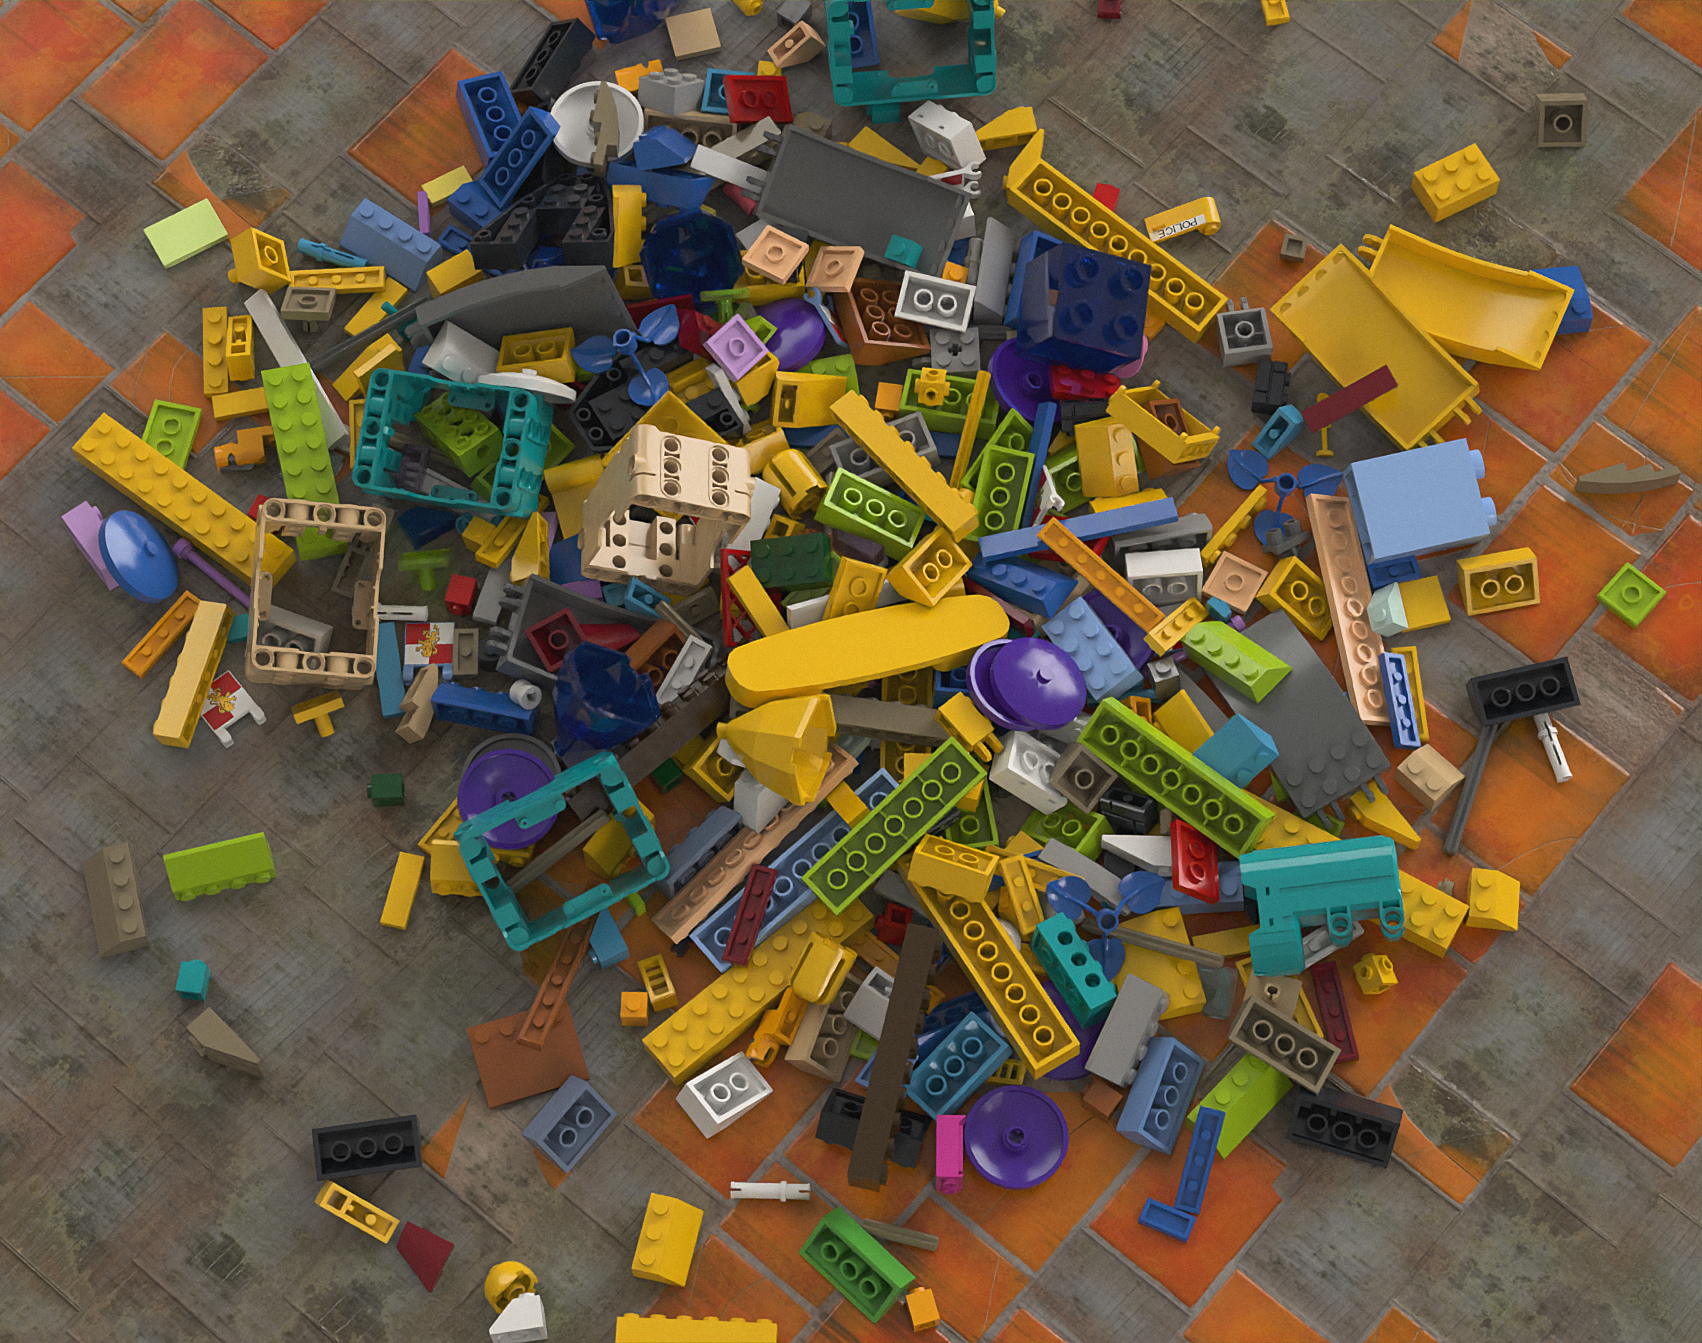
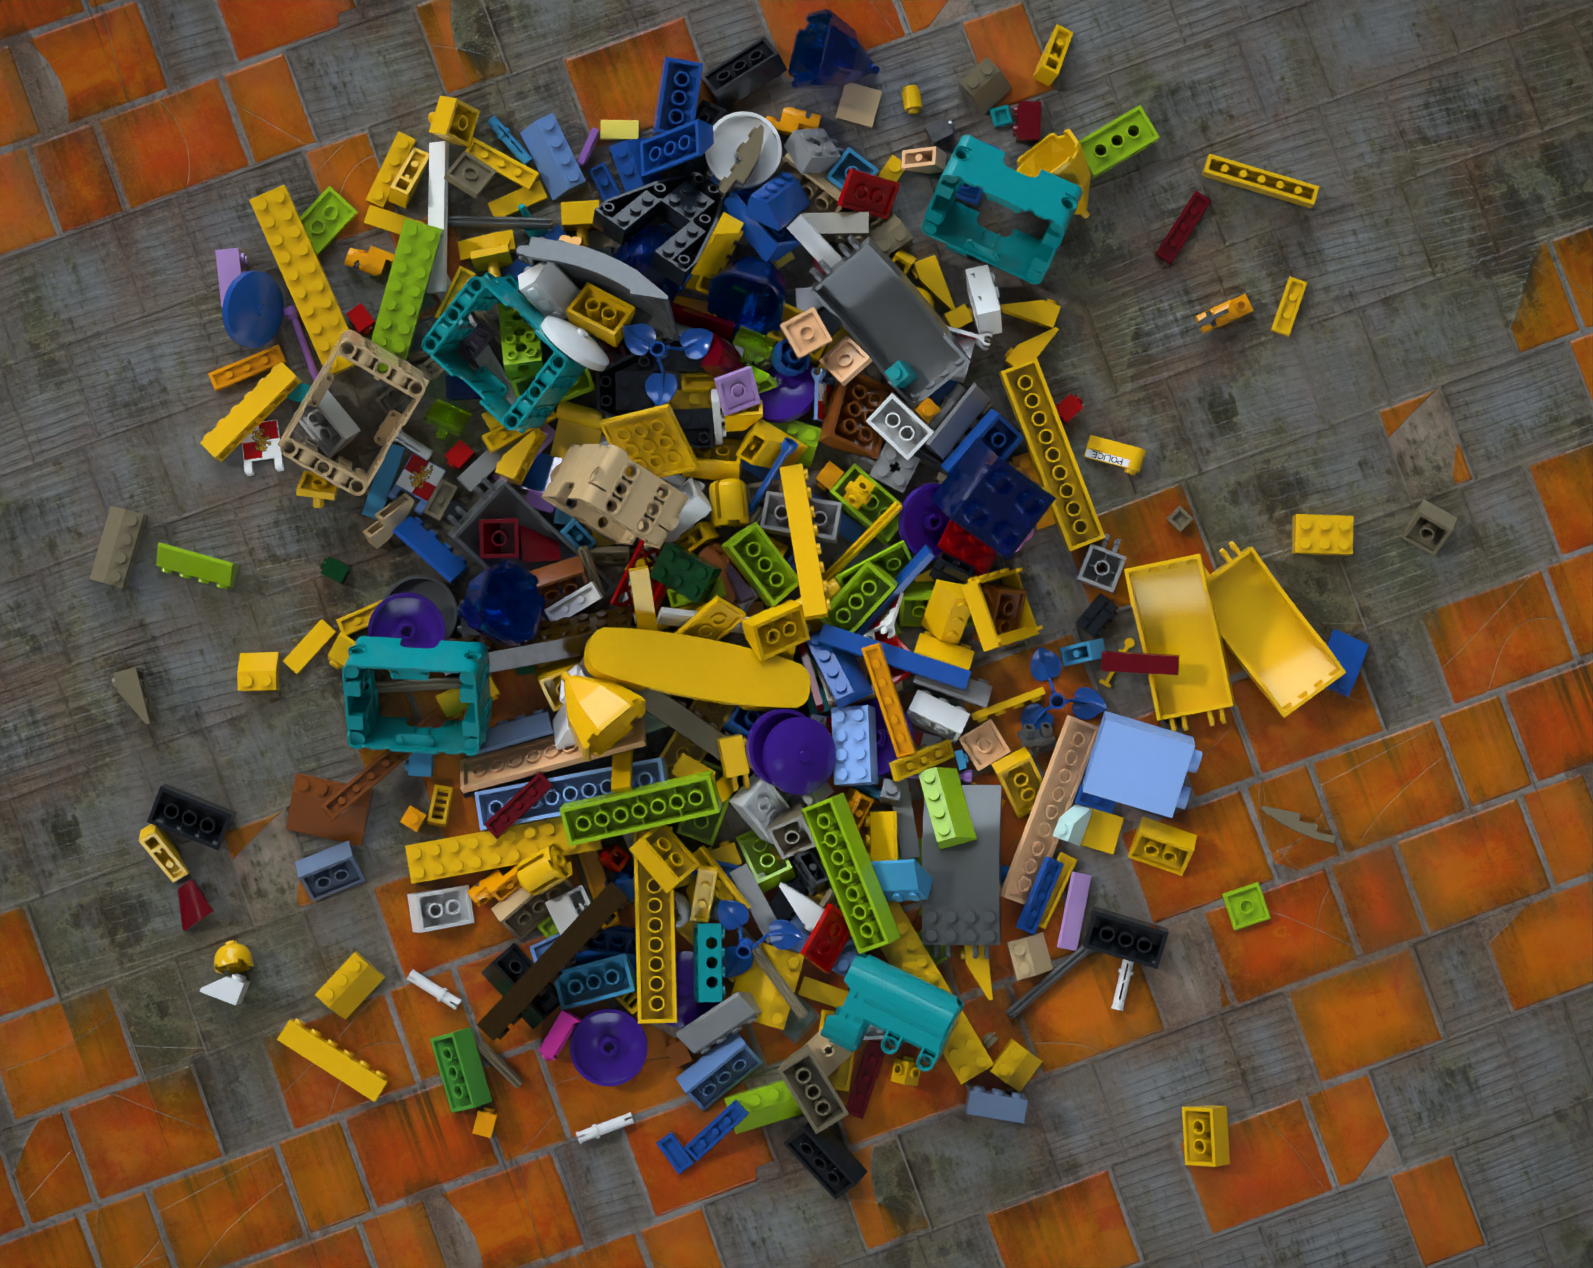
camera: 25 degrees right, 20 degrees up
(186, 233) = (417, 63): yellowish green tile -> none
(193, 980) = (140, 632): teal brick -> none
(359, 950) = (258, 671): none -> yellow slope
(525, 694) = (458, 561): white wheel -> none
(771, 297) = (786, 361): none -> blue cylinder
(826, 381) = (787, 447): none -> blue piece
(1060, 1244) = (605, 1127): none -> white pin
(1207, 30) = (1224, 313): none -> light orange plate
(1448, 701) = (1074, 911): none -> lavender tile
(1500, 950) = (996, 1104): none -> sand blue brick

